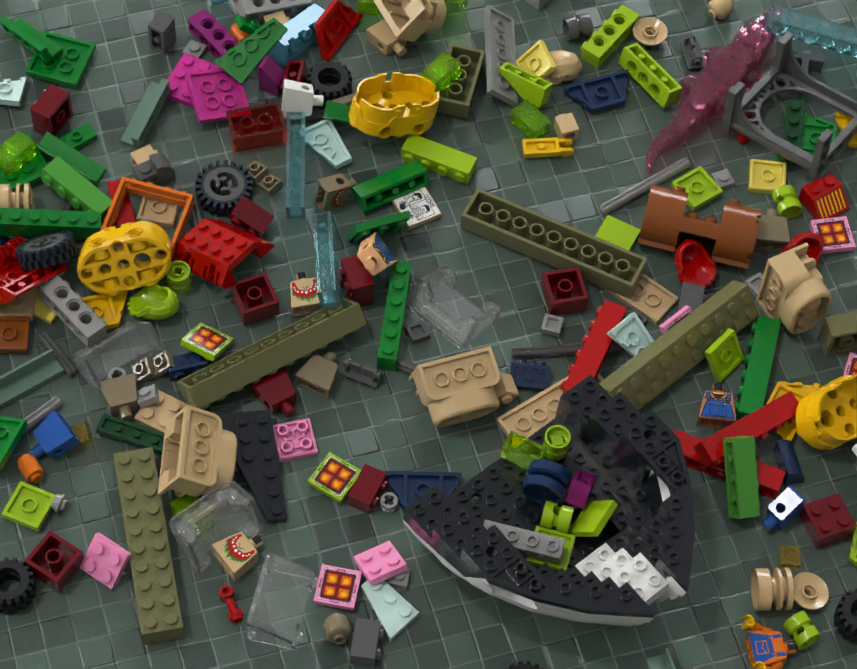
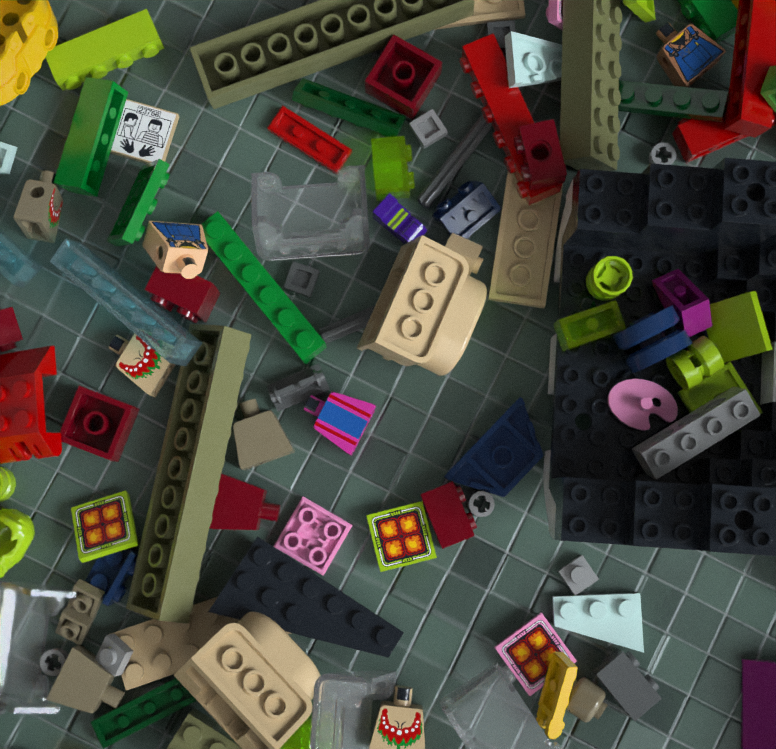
camera: 40 degrees left, 25 degrees up
(326, 608) = (556, 694): none -> yellow hinge
(366, 403) = (341, 419): none -> torso
(380, 563) = (549, 583): bright pink plate -> none
(490, 279) = (309, 140): none -> red tile
(492, 339) = (398, 220): none -> dark purple leg
(510, 509) = (633, 403): none -> bright pink piece
(514, 324) = (391, 167): none -> clear neon green brick
(524, 282) = (348, 108): none -> dark green plate
(590, 360) = (540, 137): none -> dark red brick
(682, 416) = (673, 101): none -> dark green plate

